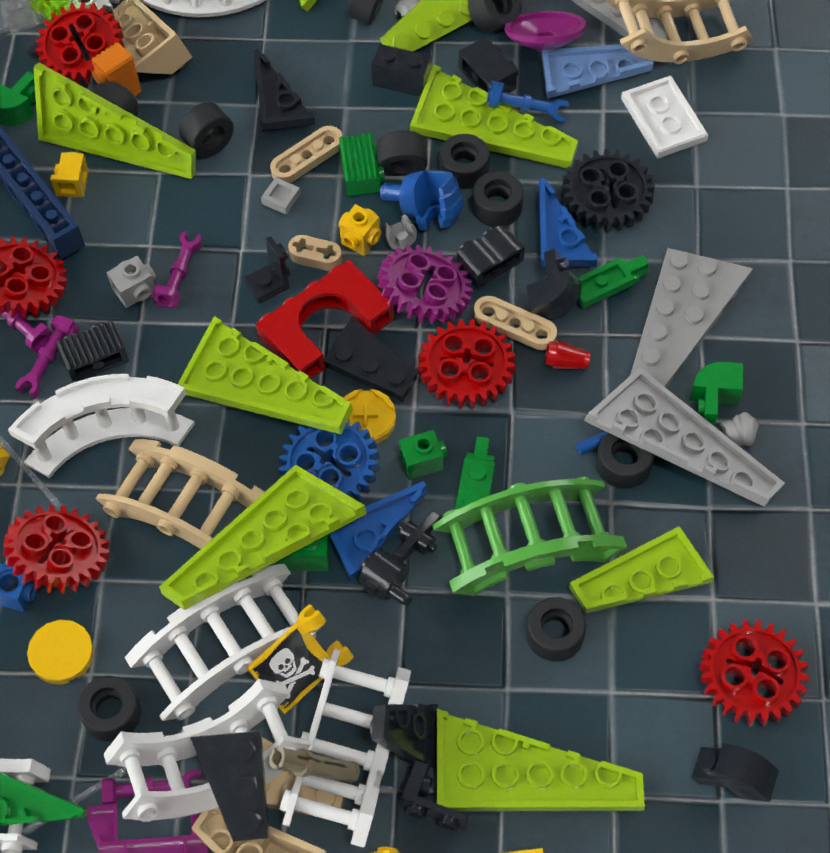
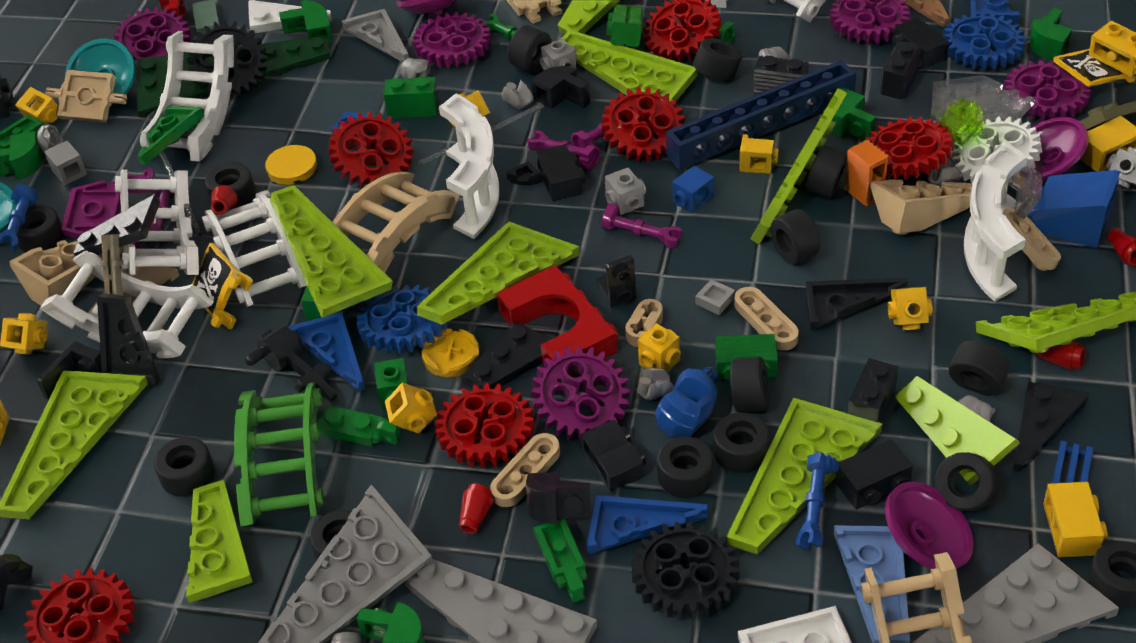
camera: 100 degrees right, 15 degrees down
(124, 225) = (693, 189): none -> blue brick
(154, 693) = (223, 199): none -> red cone
(294, 44) = (920, 305): none -> yellow brick
(467, 427) = (410, 408): none -> yellow brick

